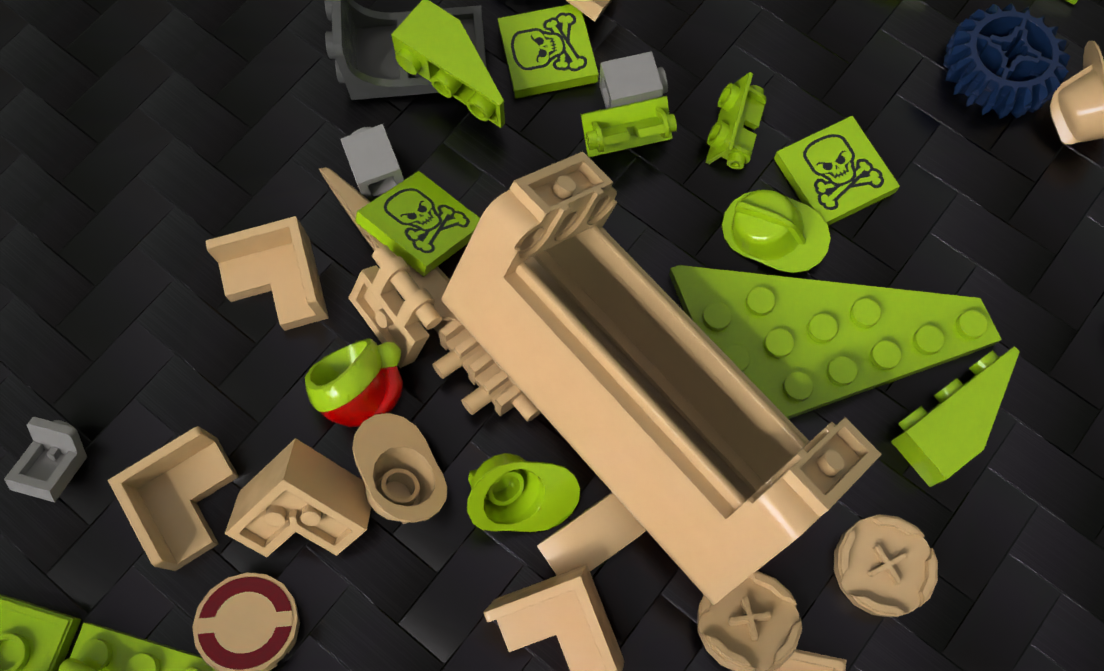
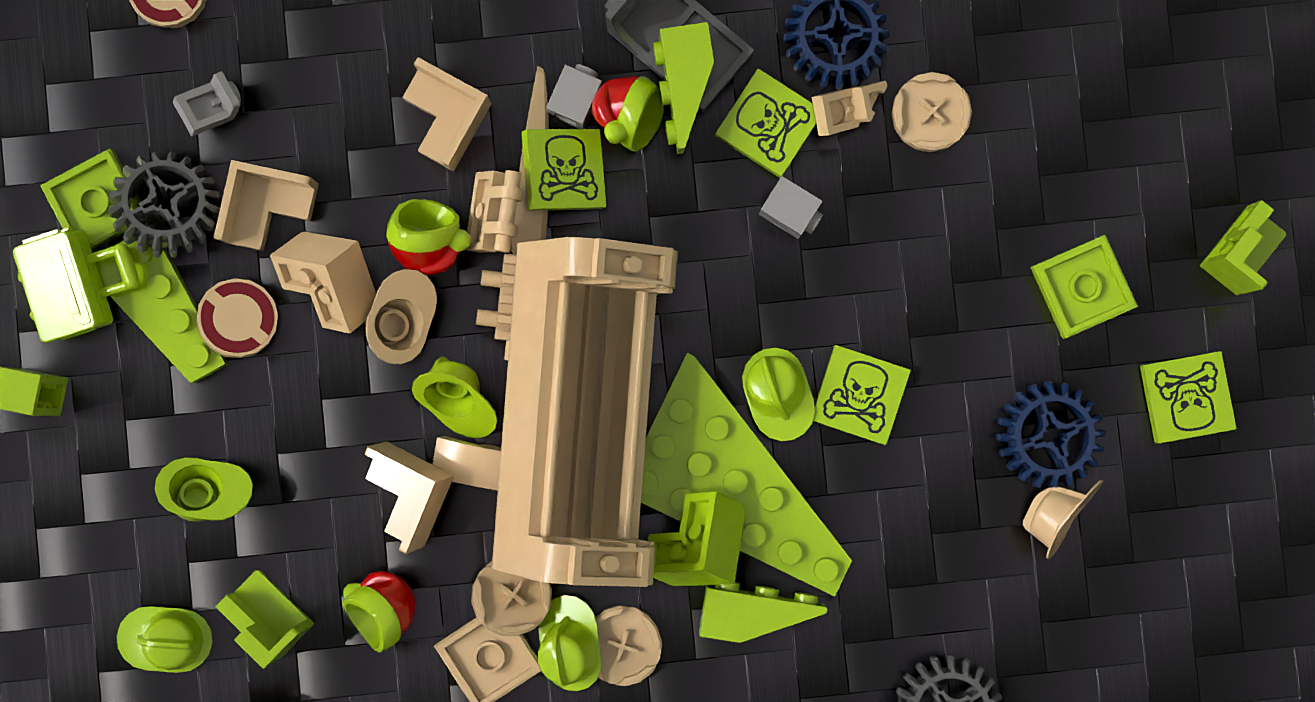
camera: 45 degrees right, 15 degrees up
(84, 611) = (149, 213): none -> dark grey gear
(427, 128) = (628, 110): none -> lime piece
(628, 126) = (764, 234): lime hinge -> none
(740, 106) = (815, 305): lime hinge -> none
(845, 611) = (570, 644): none -> lime piece
(860, 389) = (706, 544): none -> lime panel

